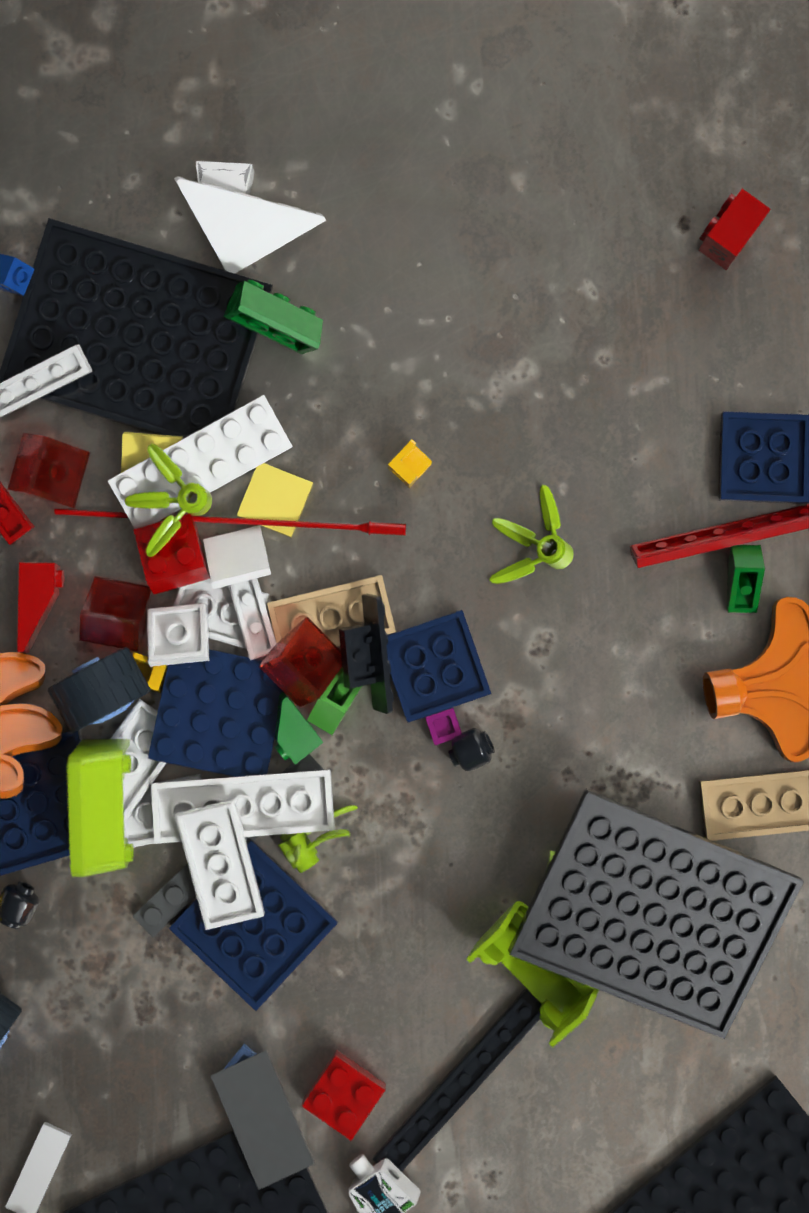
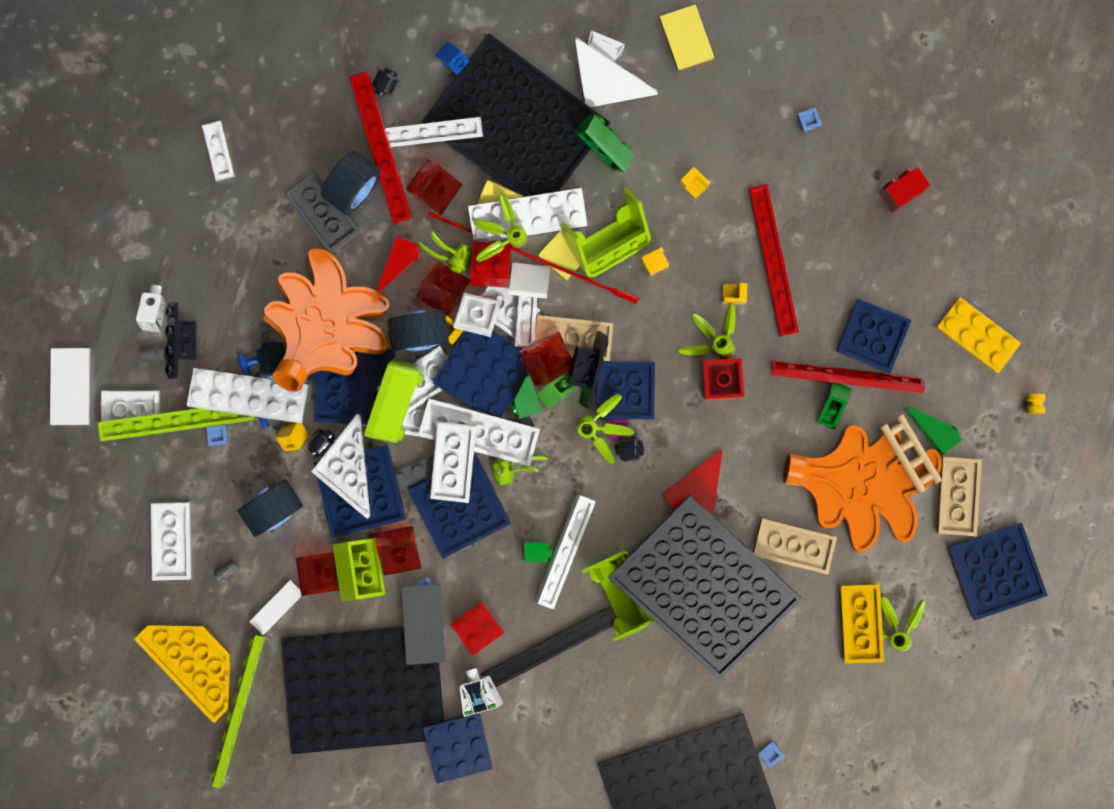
camera: 20 degrees right, 0 degrees up
(63, 930) = (345, 467): none -> white tile
(84, 1098) = (317, 574): none -> clear red slope
(99, 955) = (383, 495): none -> dark blue plate
(123, 559) = (460, 255): none -> lime plant
(139, 1072) = (358, 570): none -> lime slope
(186, 1022) = (398, 550): none -> clear red slope
(338, 123) = (686, 37): none -> light yellow tile
(338, 458) = (612, 243): none -> lime windscreen
(390, 951) = (537, 552): none -> green slope
(403, 746) = (612, 429): none -> lime plant
(425, 328) = (694, 182): none -> yellow panel
(431, 935) = (565, 551): none -> white plate
(542, 468) = (735, 293): none -> yellow panel
(558, 178) = (809, 119): none -> medium blue plate
(570, 599) = (723, 379): none -> red brick
(580, 400) = (773, 260): none -> red tile
(589, 766) = (700, 483): none -> red tile

